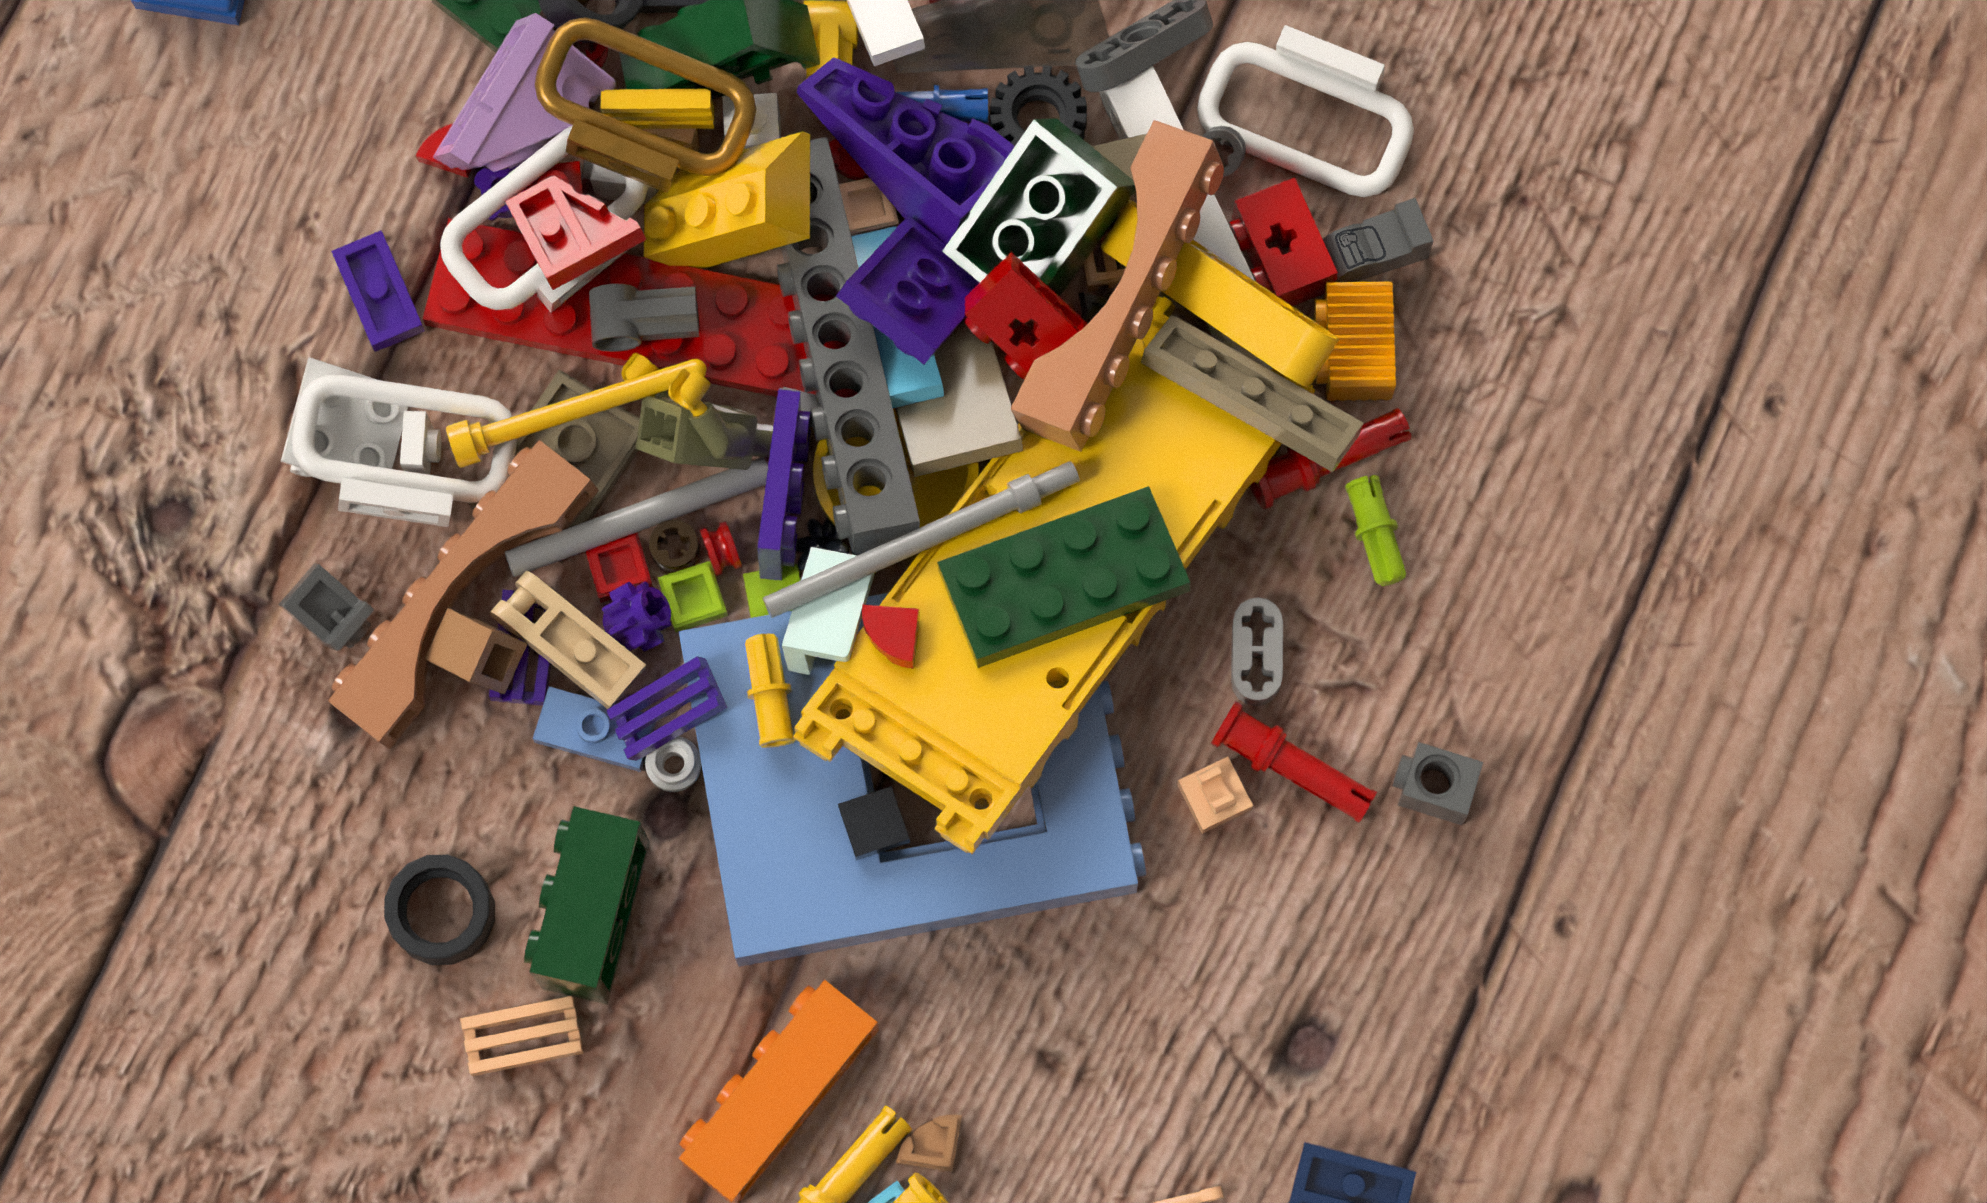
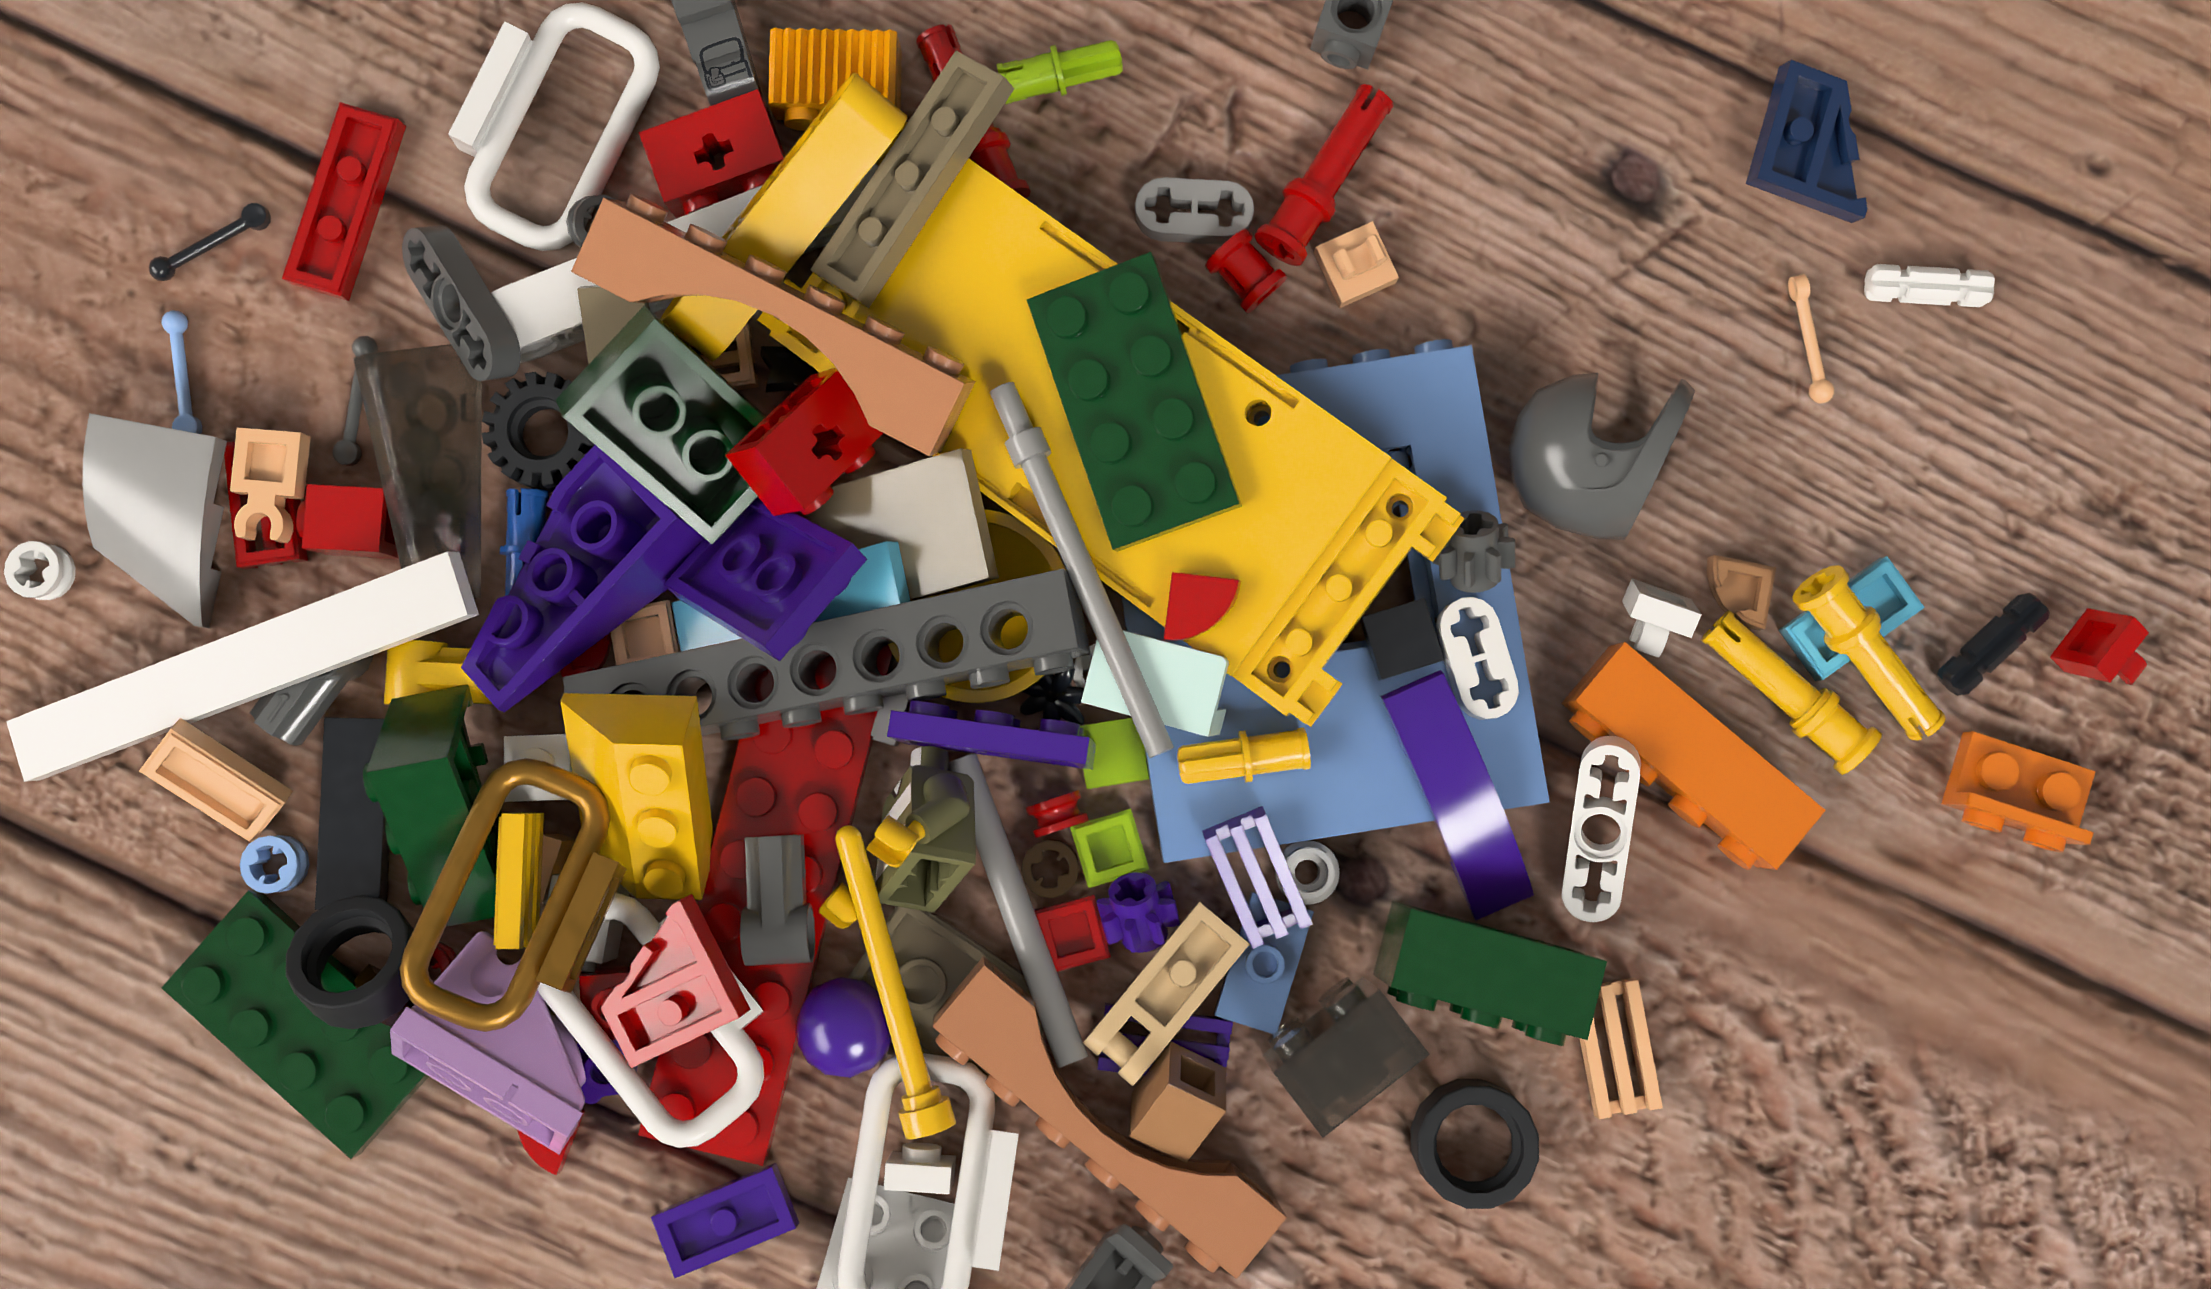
camera: 90 degrees left, 10 degrees up
(509, 775) = (1343, 1053): none -> clear smoke brick
(536, 375) = (843, 1028): none -> dark purple hair
(732, 1023) = (1577, 868): none -> white beam
(736, 877) = (1459, 794): none -> dark purple slope
(853, 874) = (1492, 654): none -> white beam
(906, 1063) = (1657, 615): none -> white tile
(949, 877) = (1477, 553): none -> dark grey gear
(1031, 982) = (1578, 478): none -> dark grey piece
(1202, 695) = (1245, 270): none -> red bush

